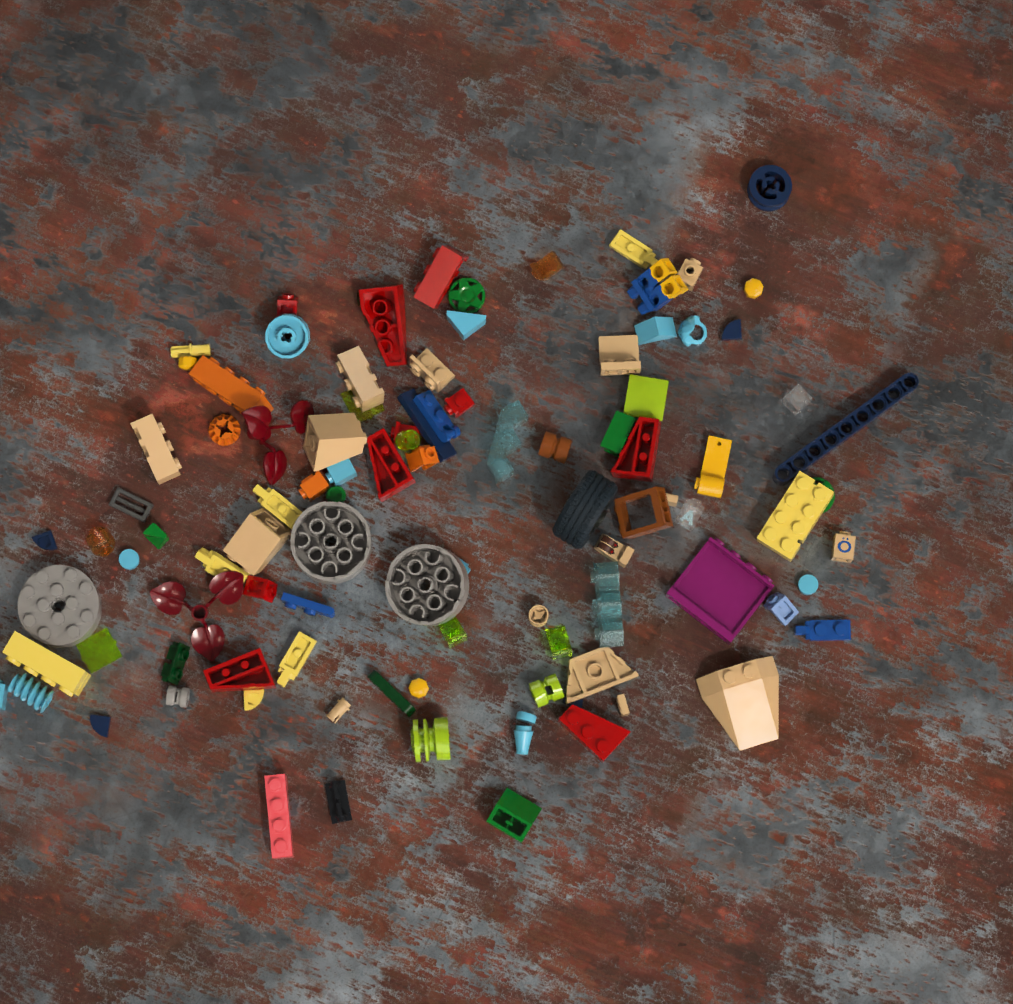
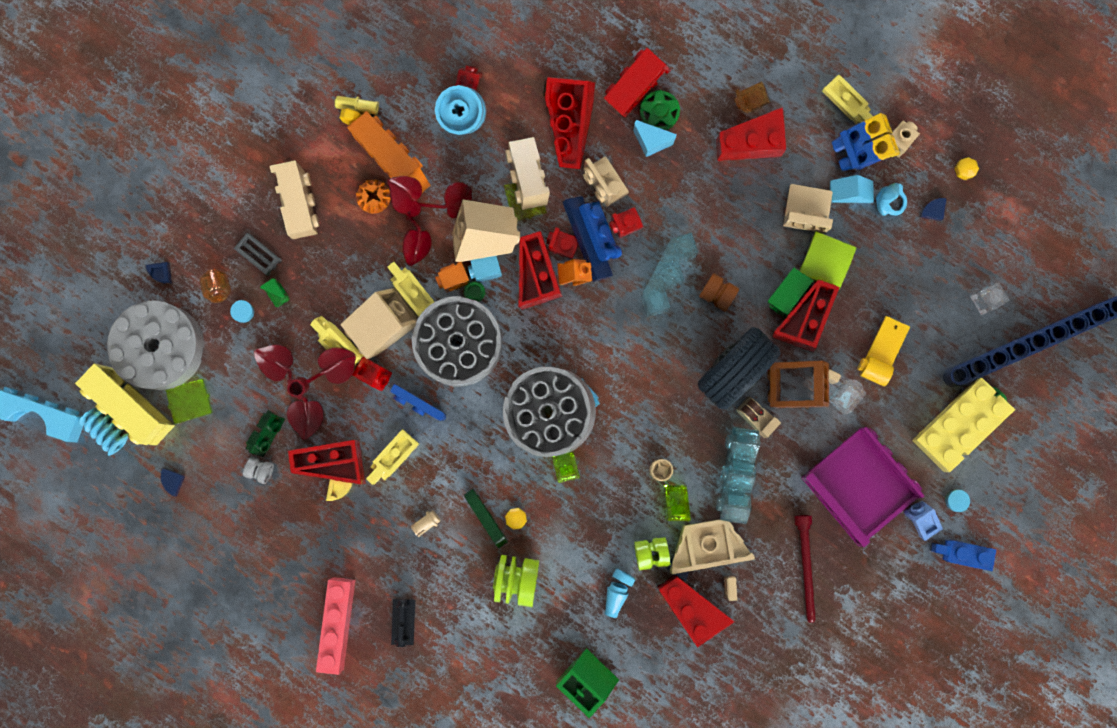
camera: 15 degrees right, 5 degrees up
(412, 437) = (568, 252): clear neon green wheel -> none
(556, 303) = (753, 139): none -> red wedge
(675, 635) = (803, 524): none -> dark red piece
(745, 701) = (862, 612): tan wedge -> none
(773, 197) = (1002, 55): dark blue wheel -> none
(843, 547) = (1006, 469): tan brick -> none

